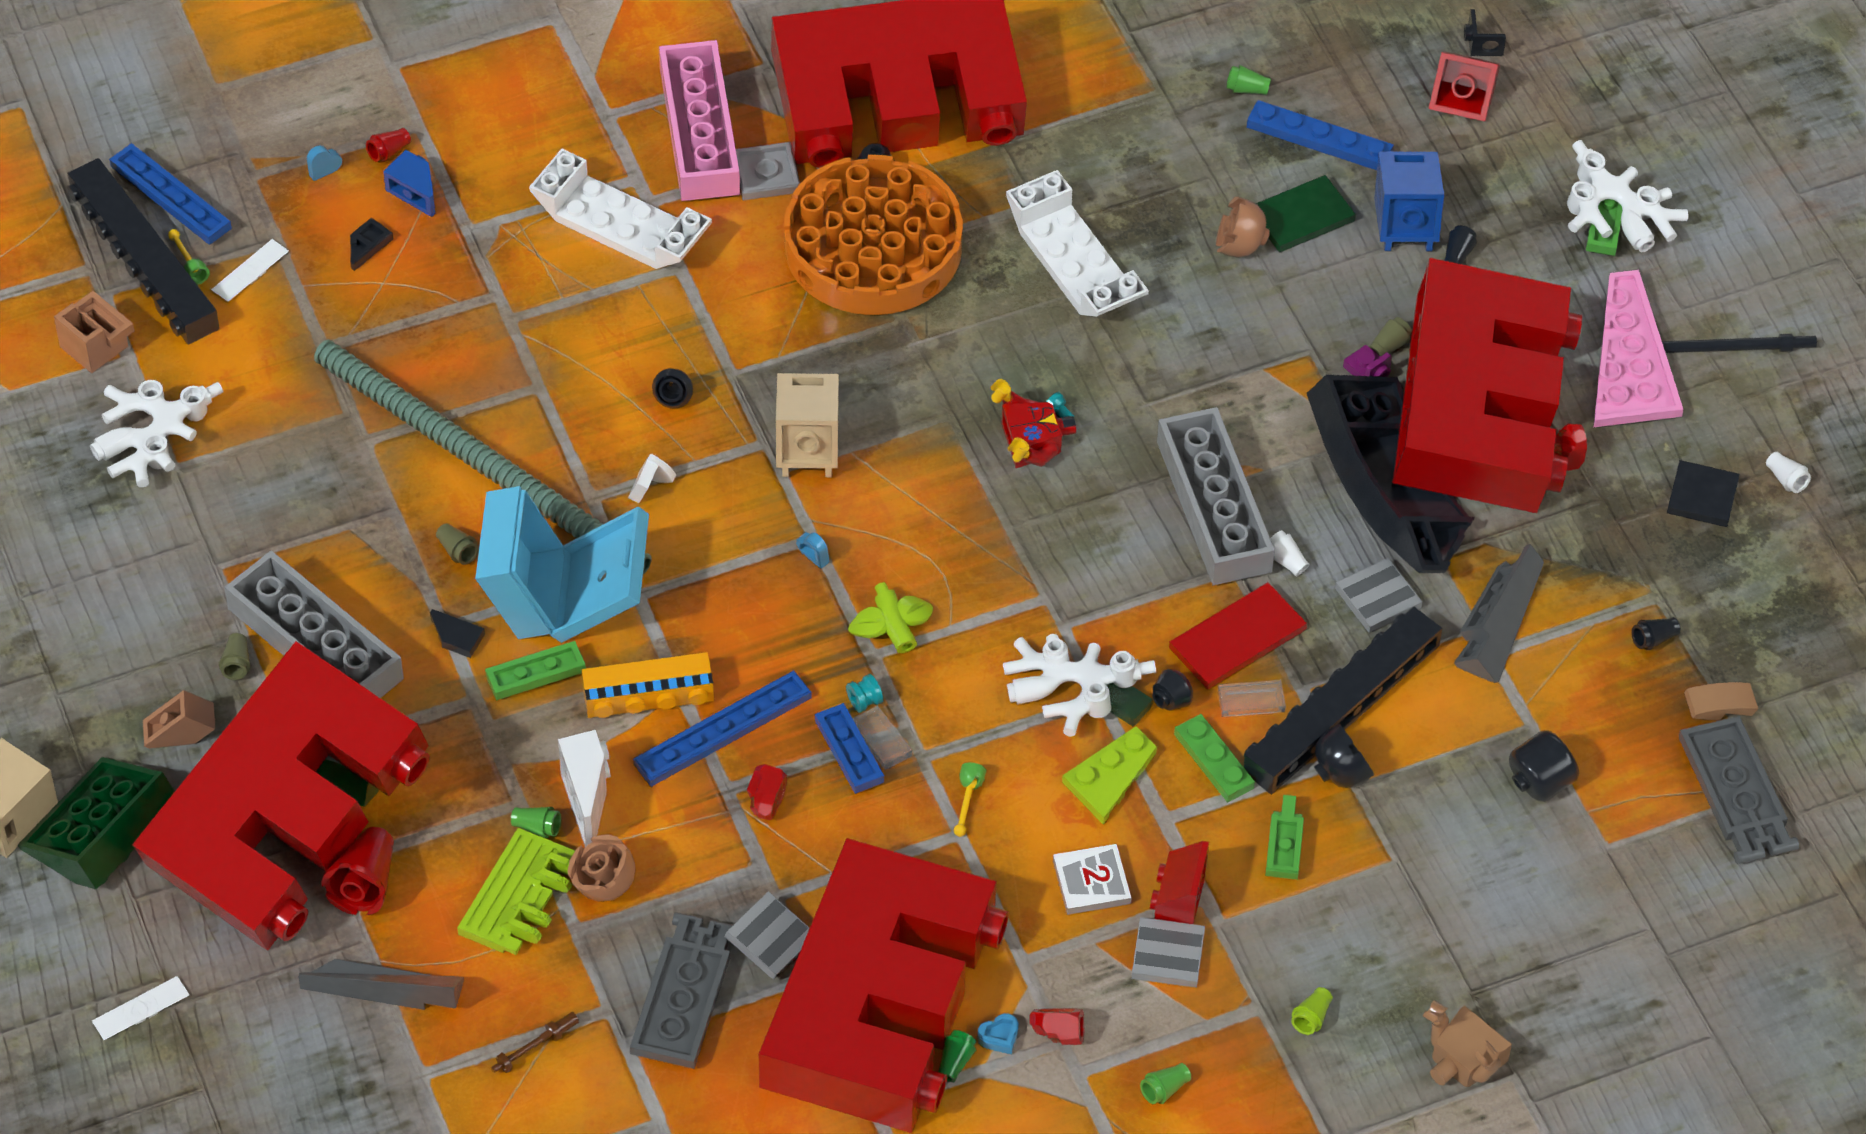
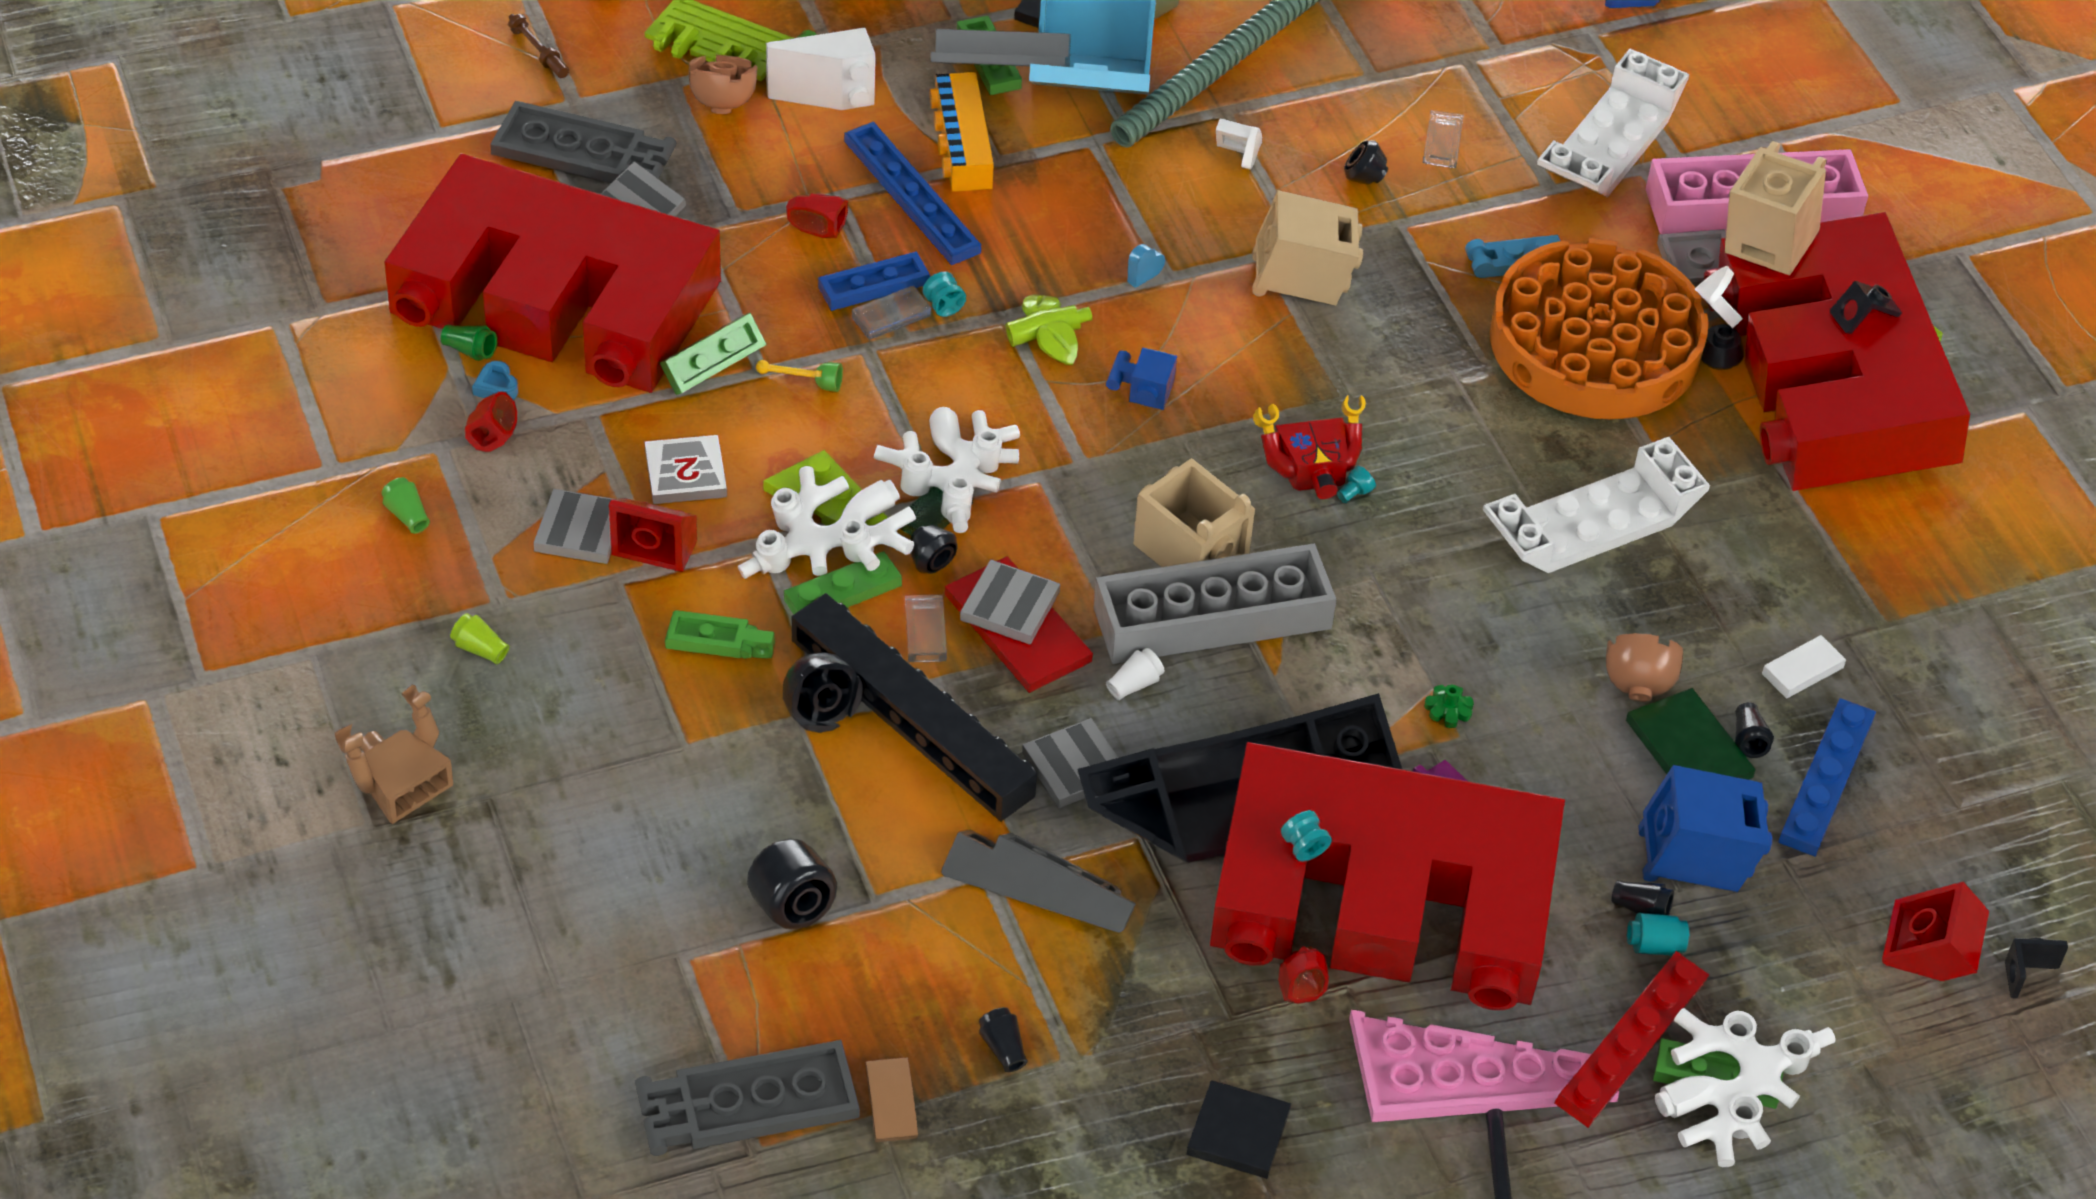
camera: 90 degrees right, 5 degrees down
(555, 646) = (1001, 48): none -> dark grey fence
(626, 336) = (1443, 139): none -> clear tile
(773, 291) = (1502, 252): none -> dark azure plate
(806, 72) = (1775, 209): none -> tan container
(850, 141) = (1711, 292): none -> white tile
(887, 30) = (1867, 298): none -> black bracket
(938, 847) = (713, 353): none -> plate
(954, 546) = (1149, 378): none -> blue brick
(1138, 504) = (1192, 518): none -> tan container
(1168, 746) = (805, 537): none -> white plant
(1214, 140) = (1803, 666): none -> white tile
(1226, 634) = (1010, 601): none -> light grey tile
(1247, 81) = (1906, 700): bright green cone -> none
(1283, 357) = (1449, 704): none -> green plant
(1287, 173) = (1752, 732): none -> black cone
(1491, 241) = (1658, 934): none -> teal brick
(1495, 409) = (1306, 835): none -> teal wheel
(1592, 258) = (1631, 1039): none -> red plate

